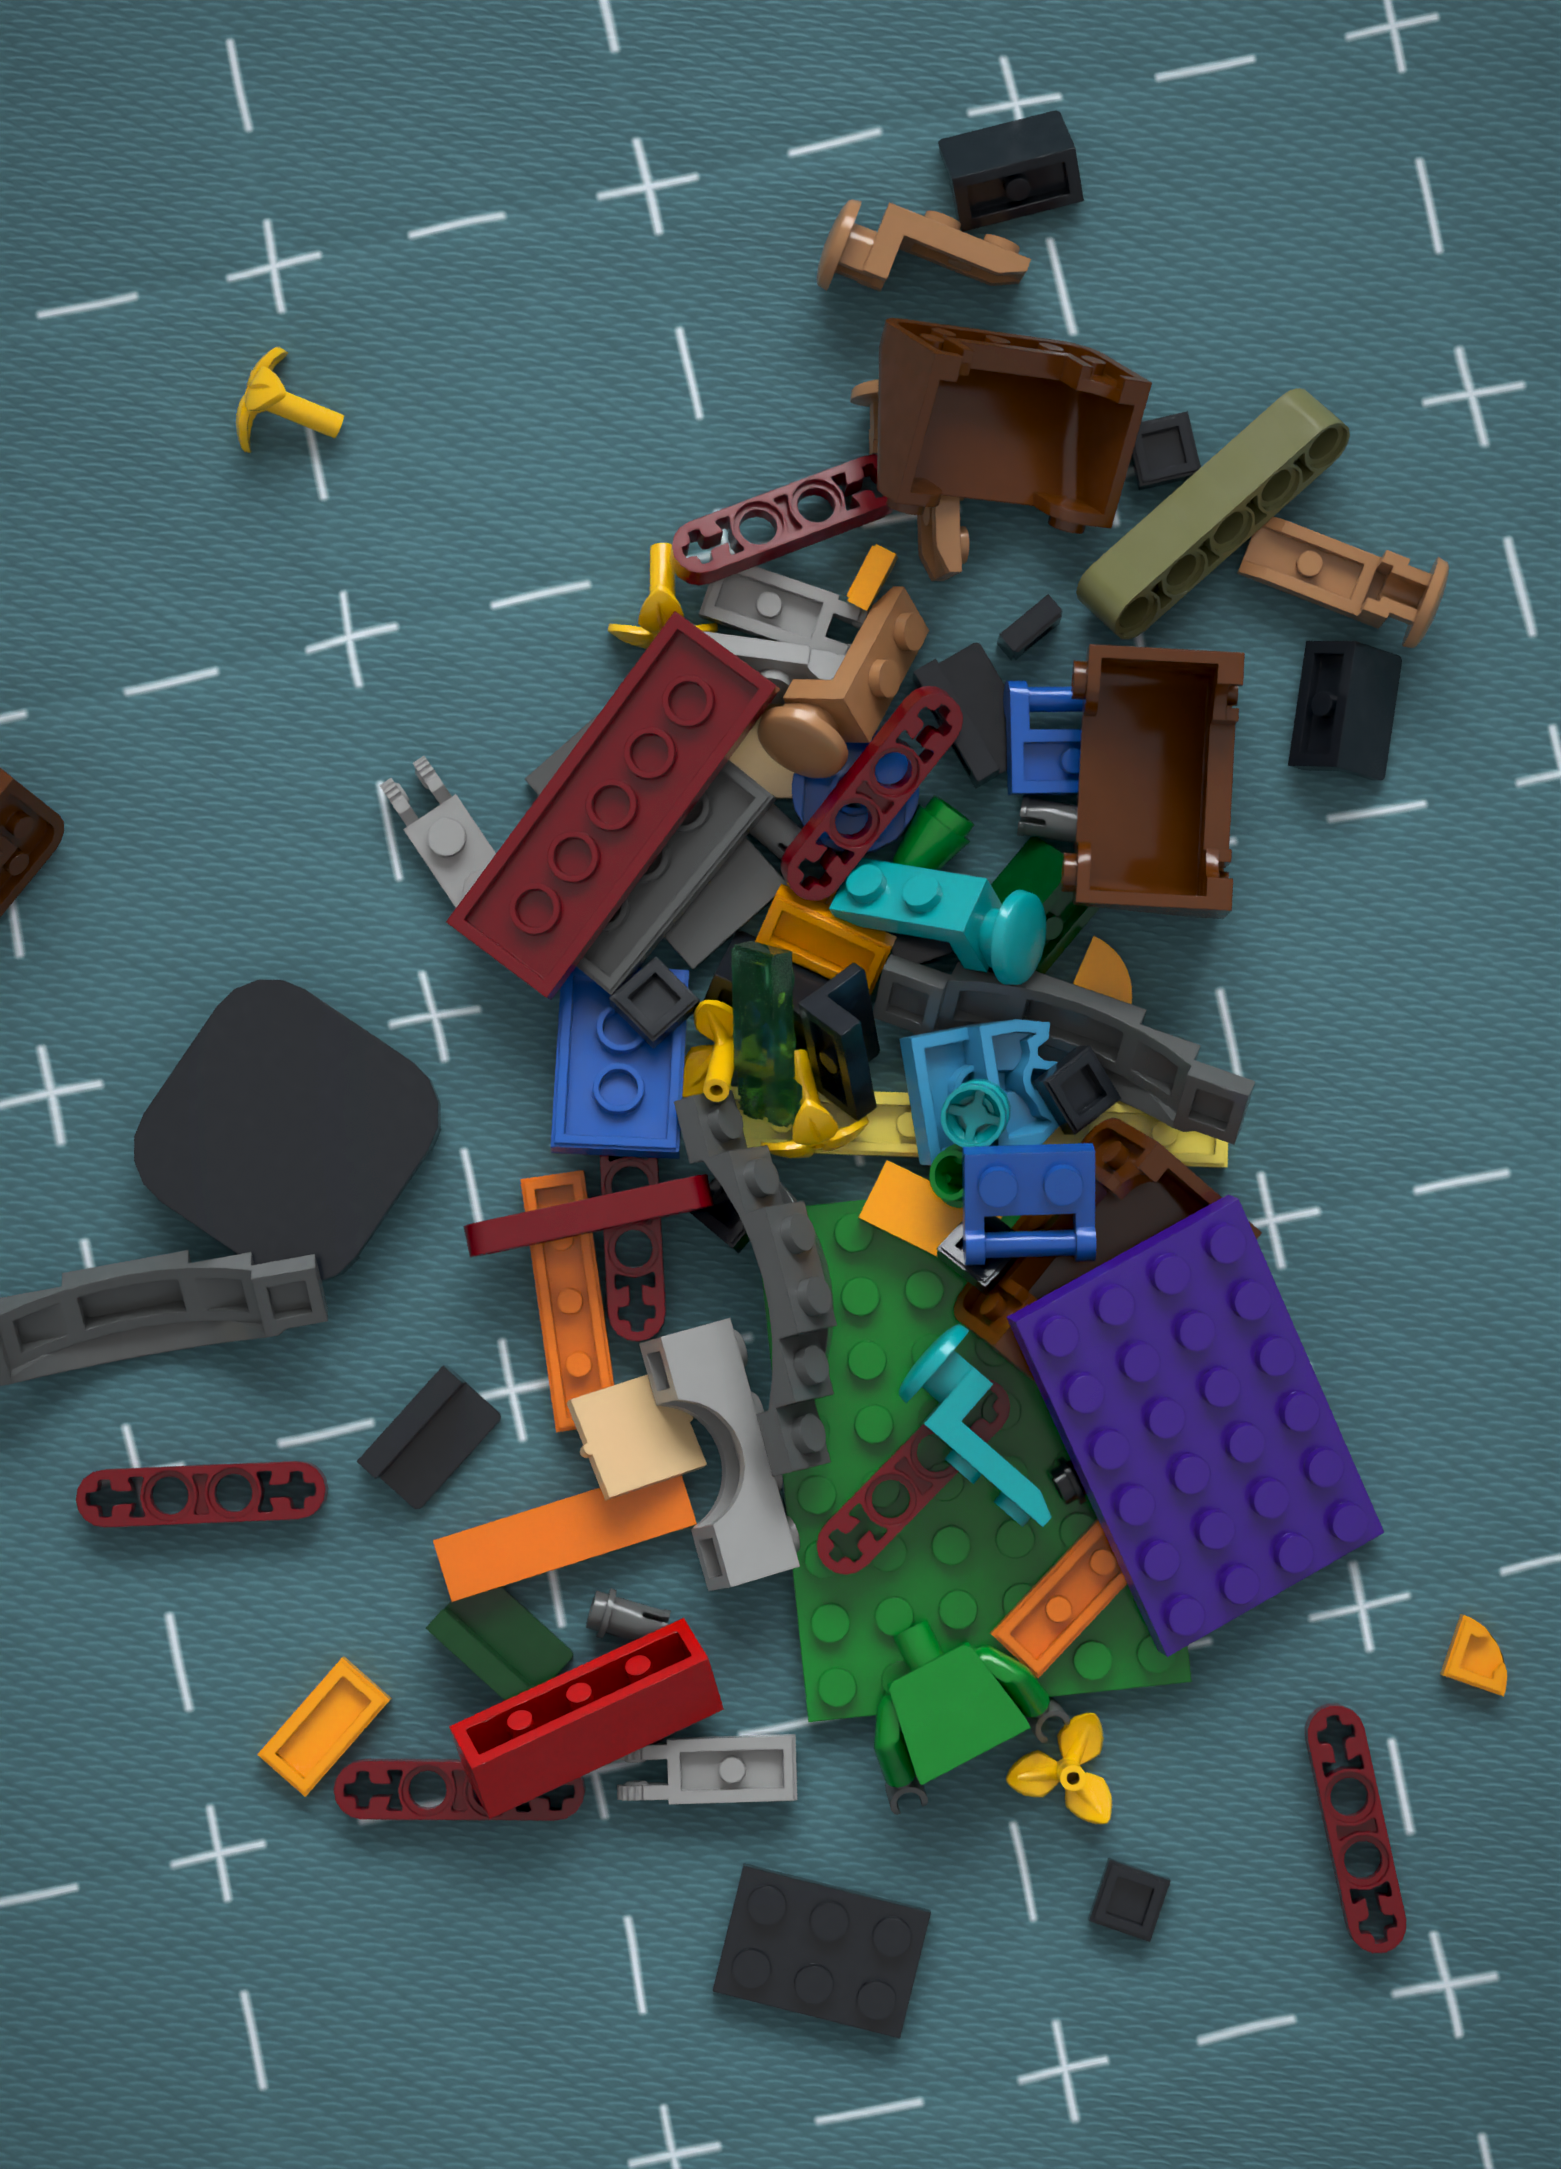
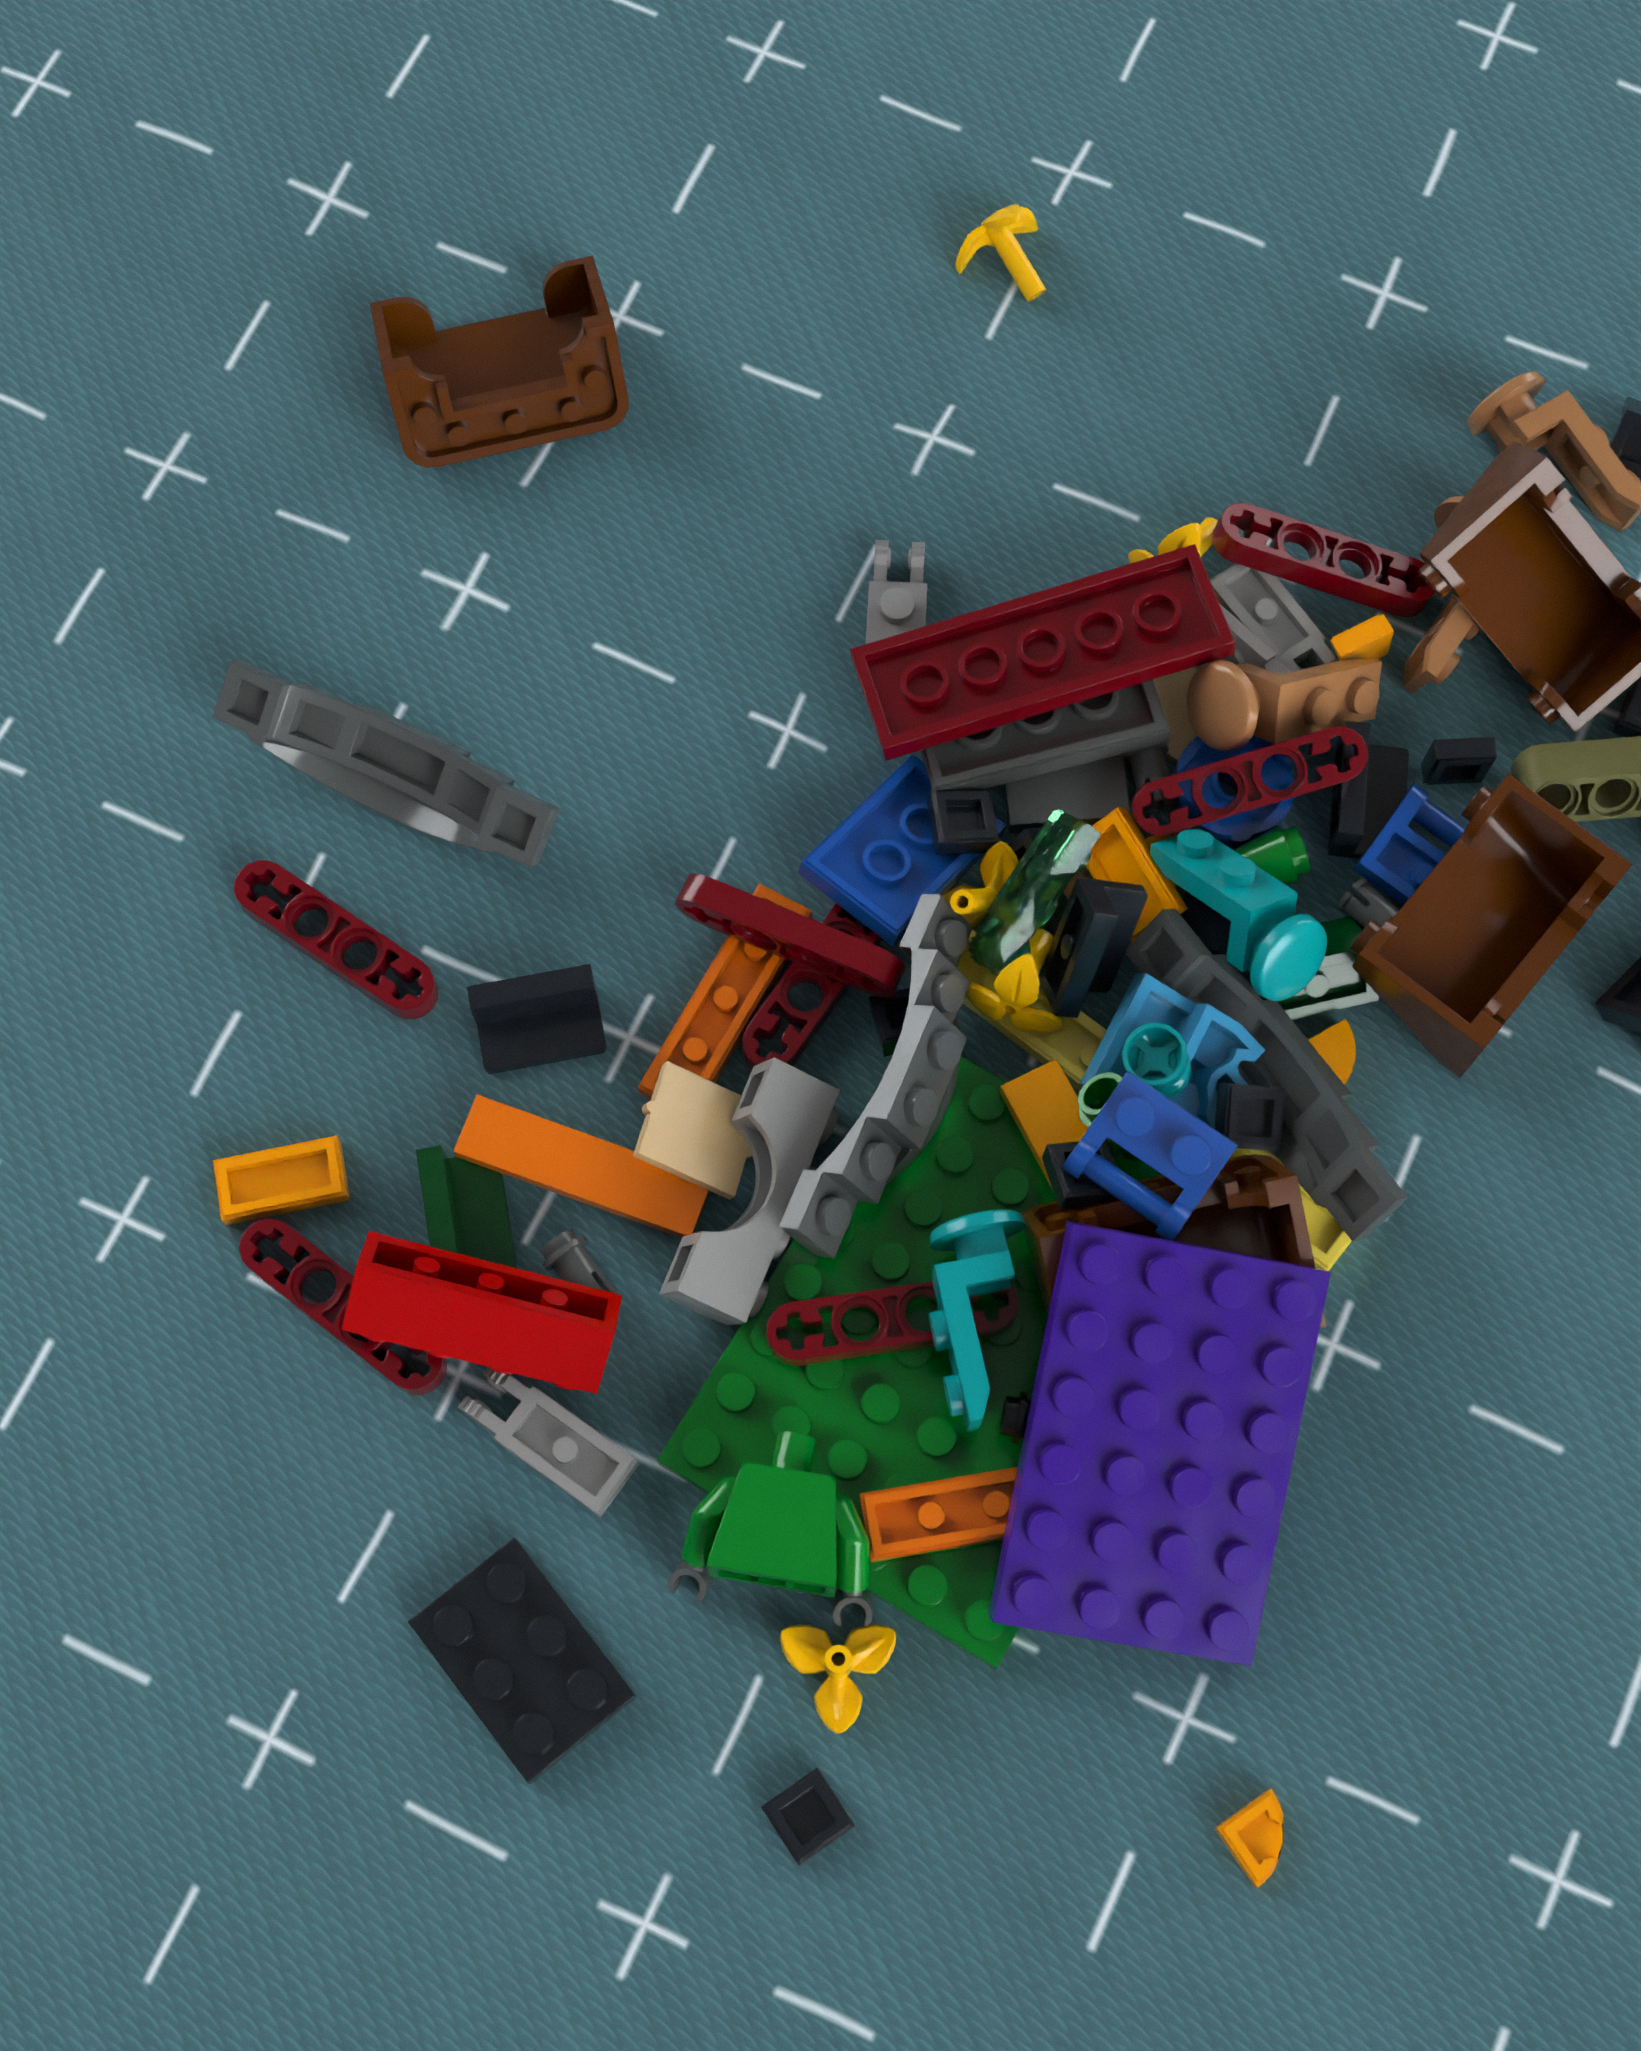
camera: 35 degrees right, 15 degrees down
(287, 1129) = (616, 722): black tile -> none
(1347, 1829) = (1056, 1908): dark red beam -> none

